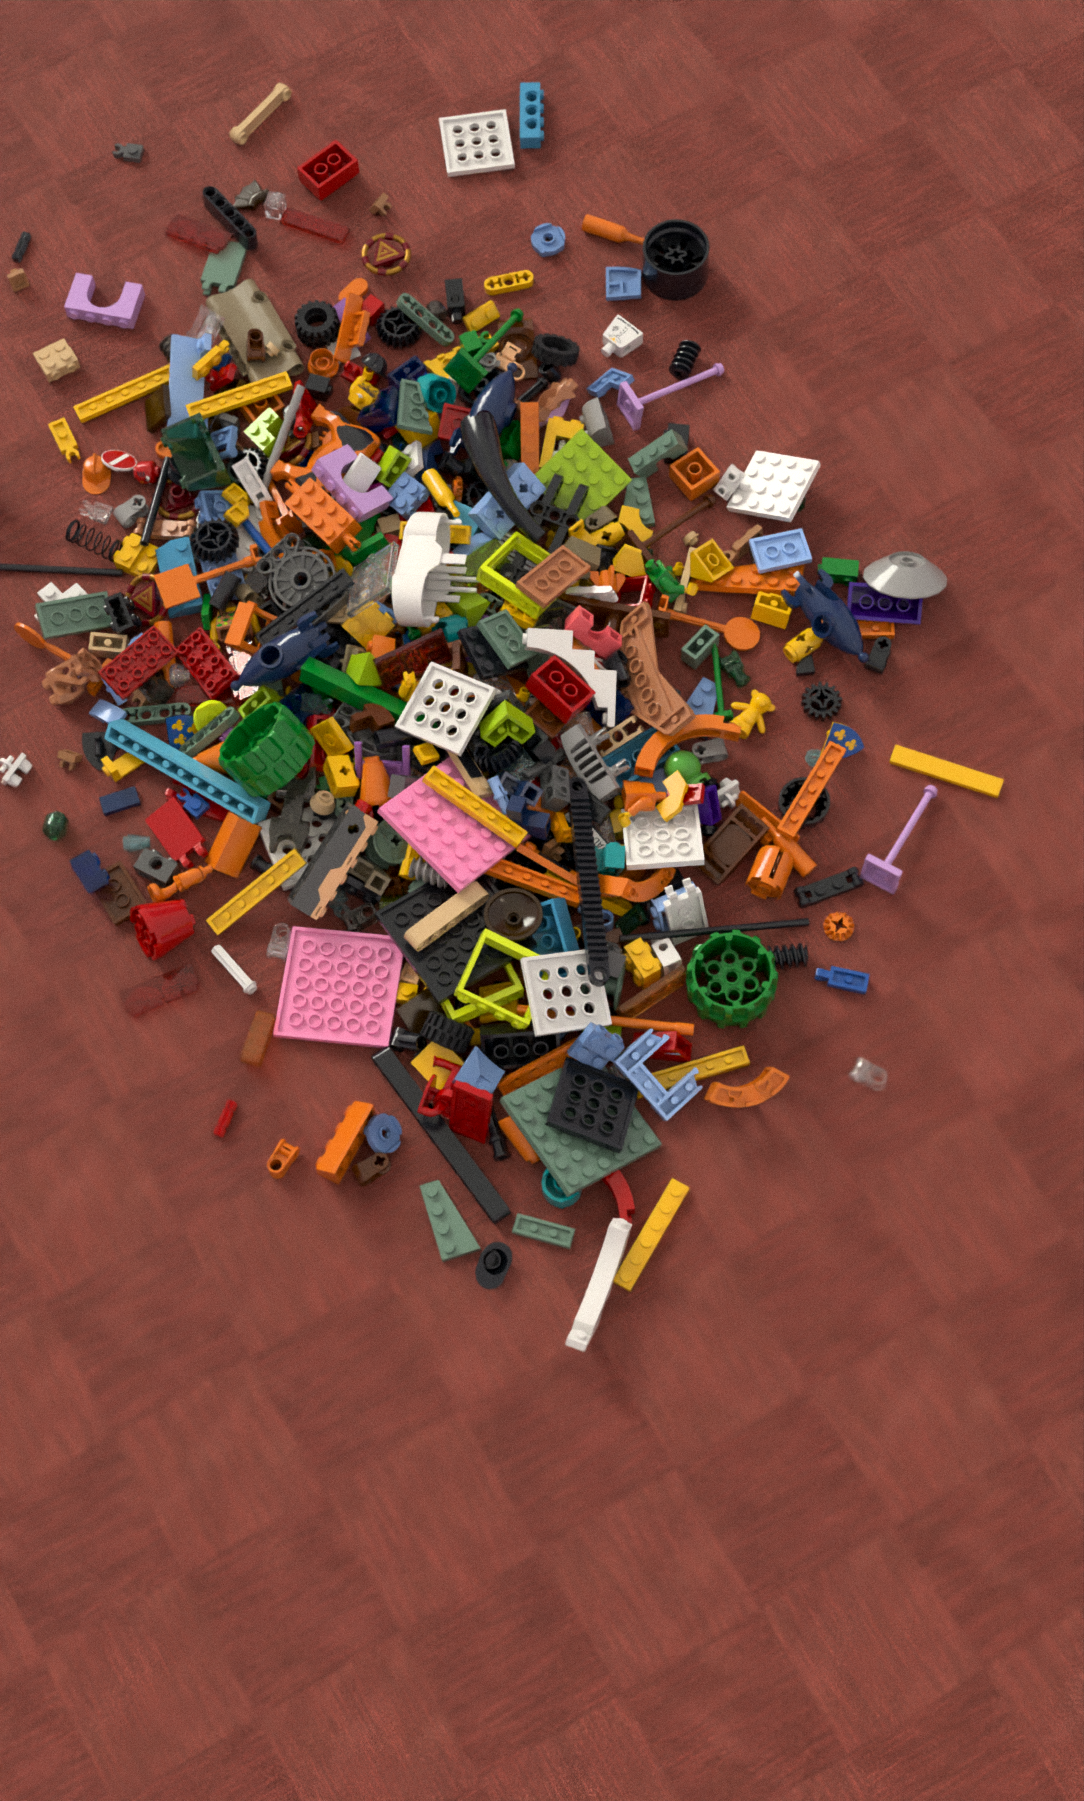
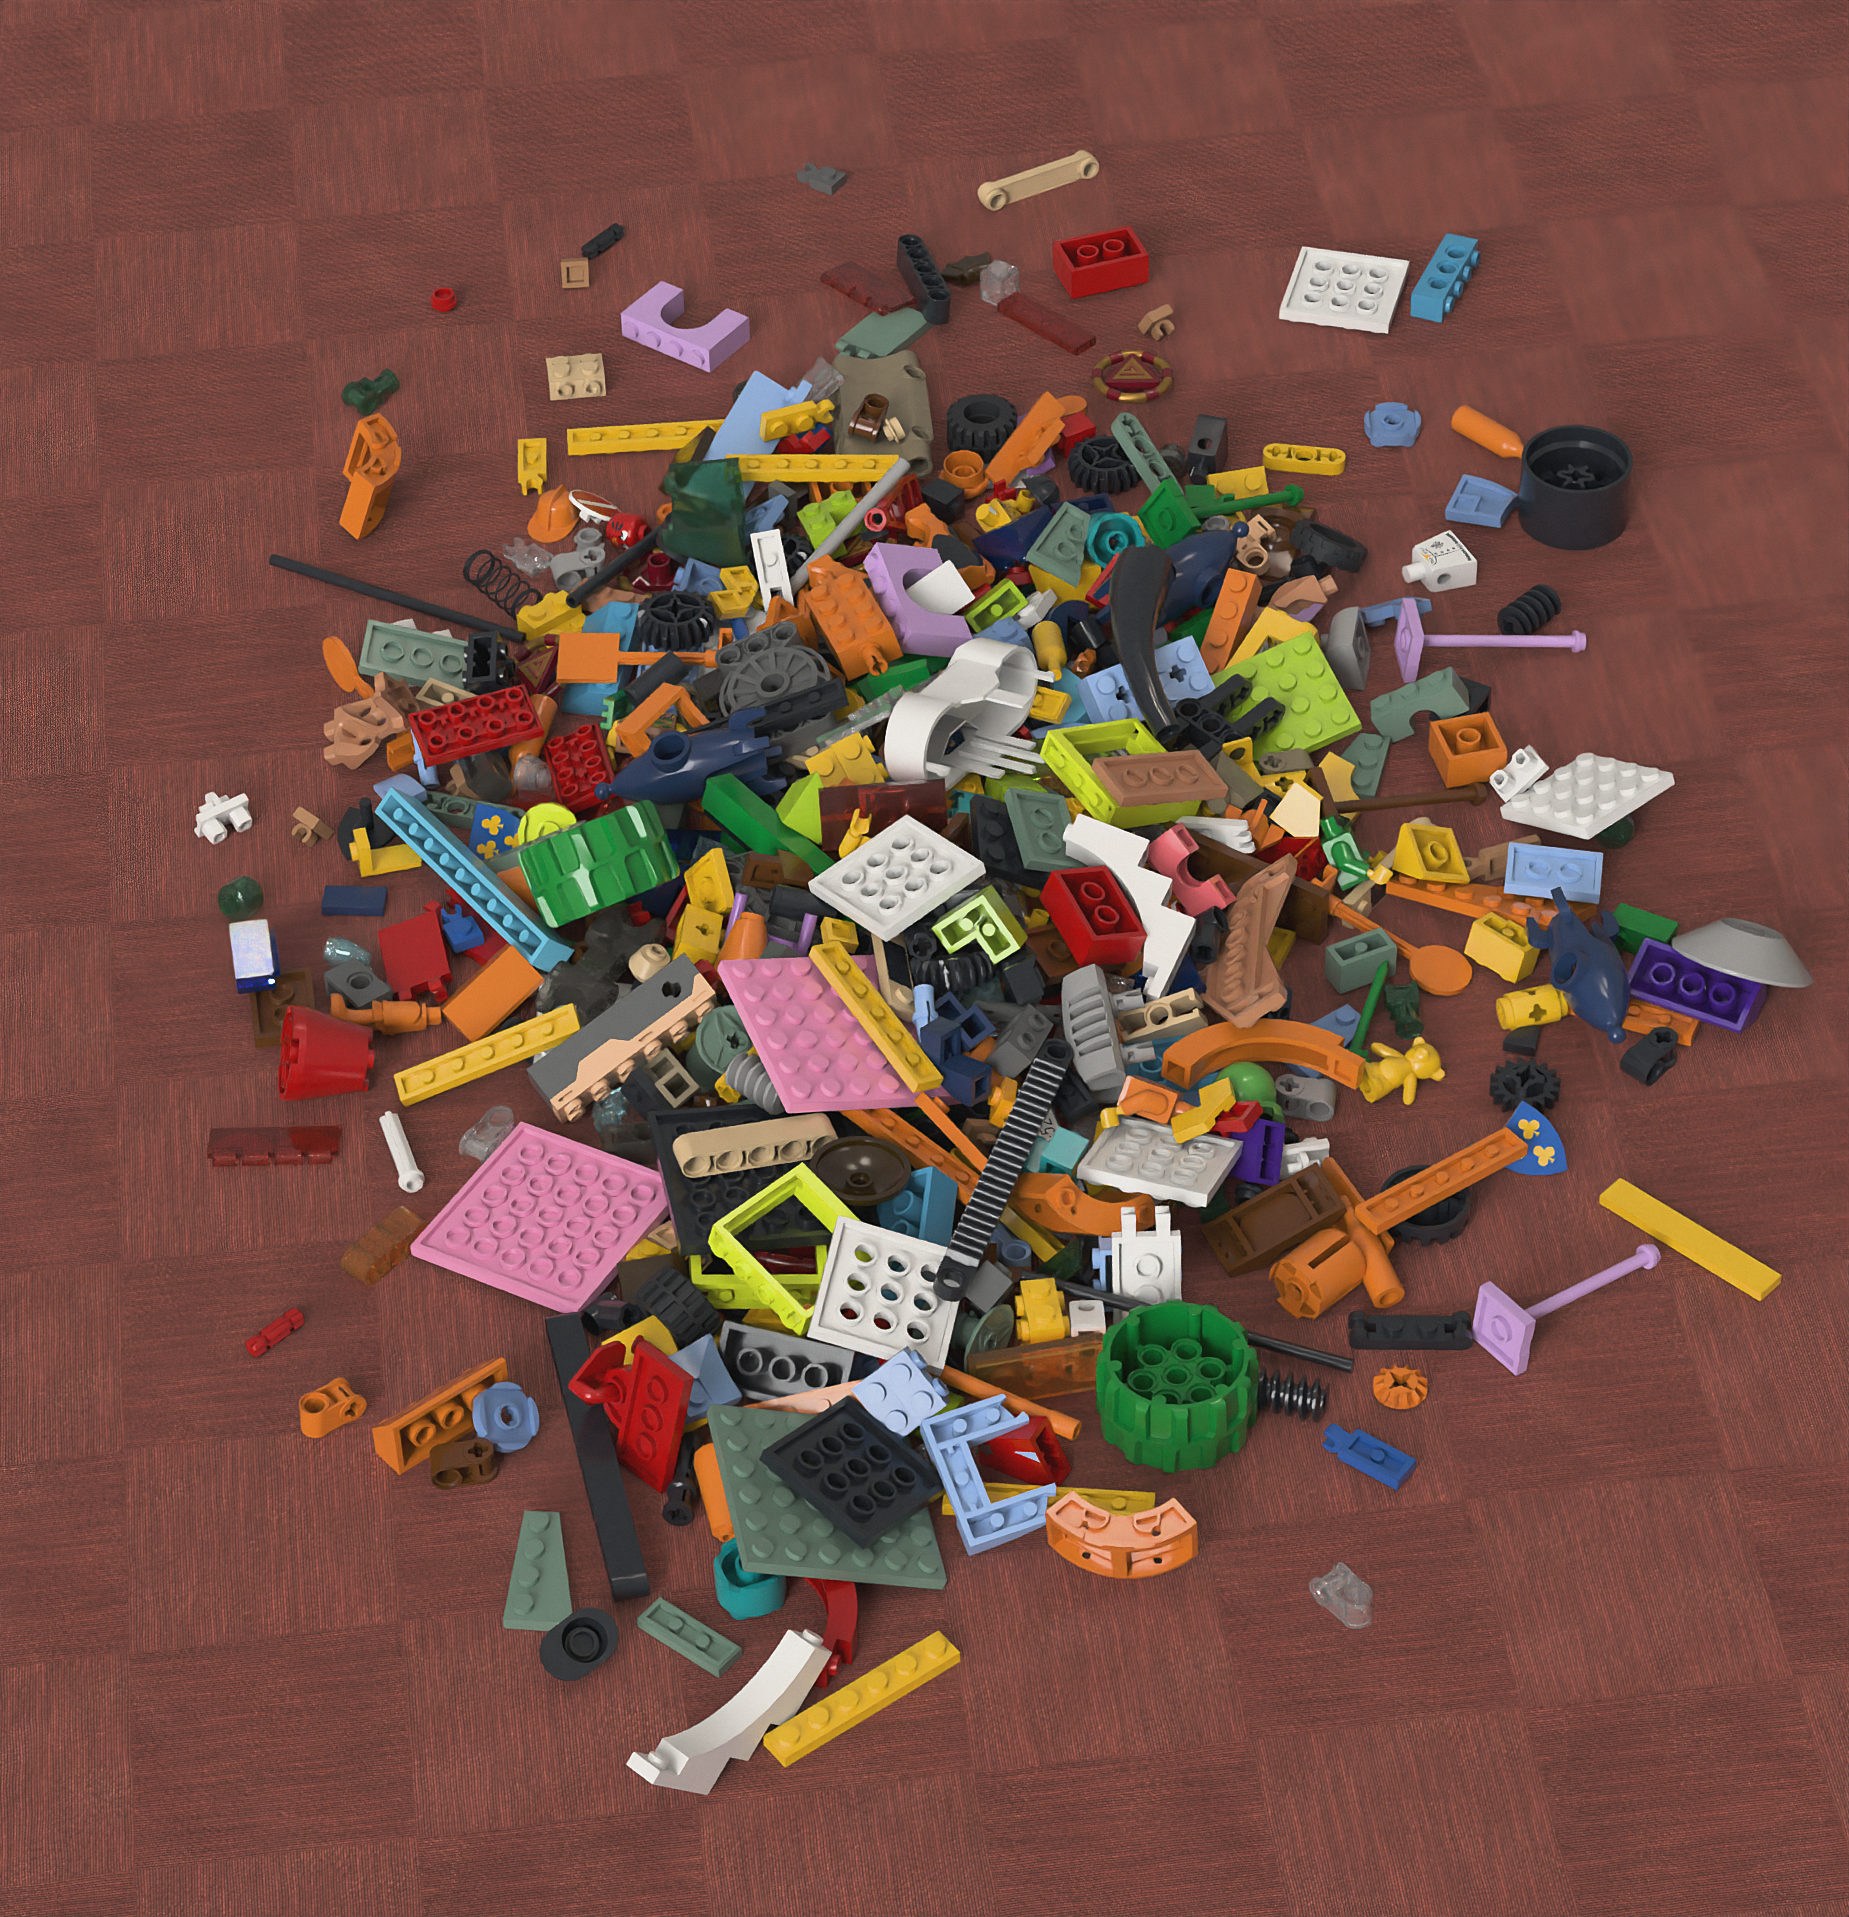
camera: 20 degrees right, 25 degrees down
(126, 482) = (588, 538): none -> light grey plate

